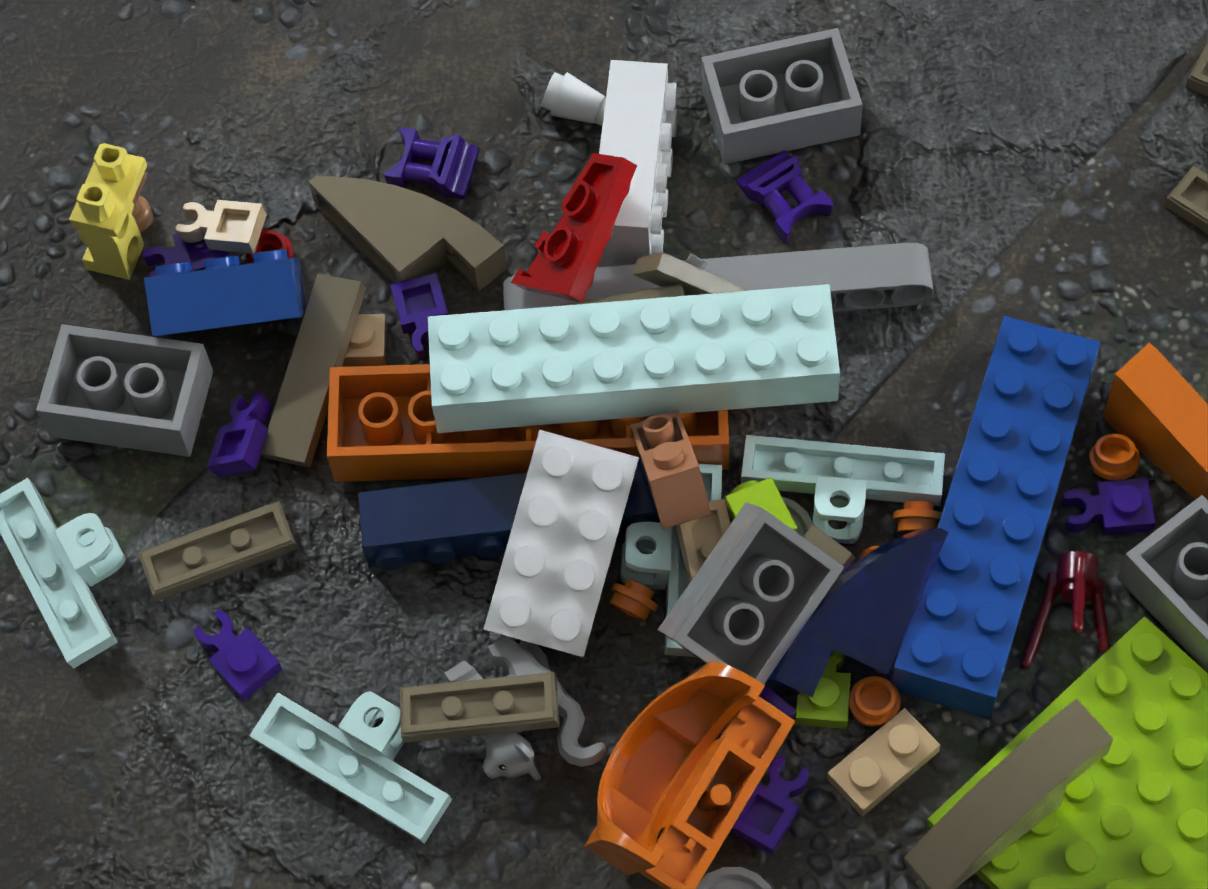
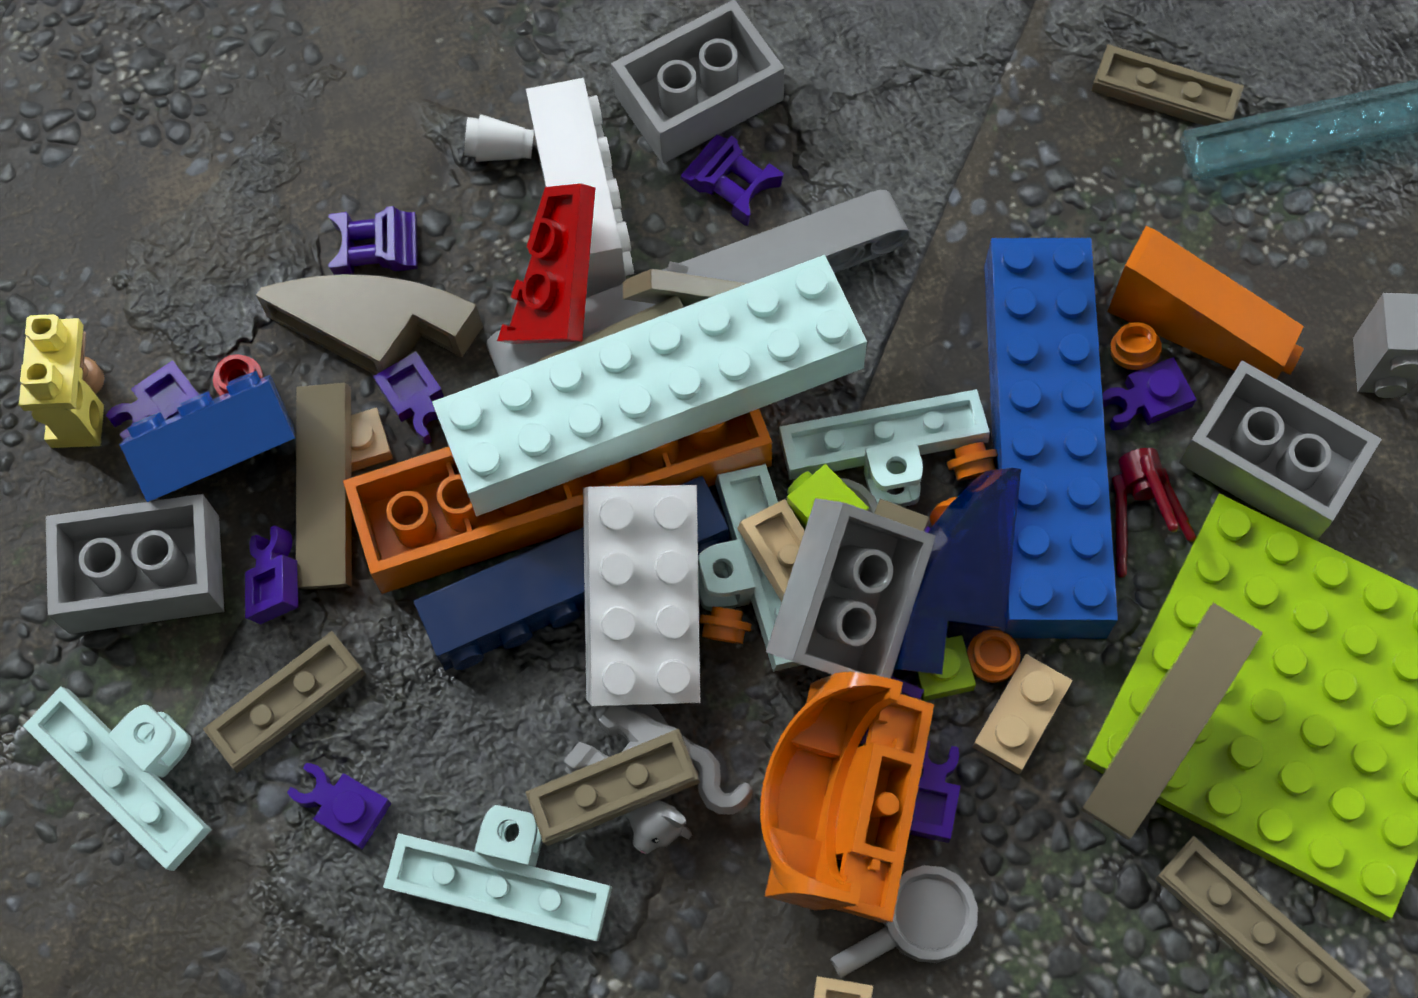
camera: 20 degrees left, 5 degrees up
(230, 227) = (187, 365): tan plate -> none
(671, 469) = (727, 485): nougat slope -> none

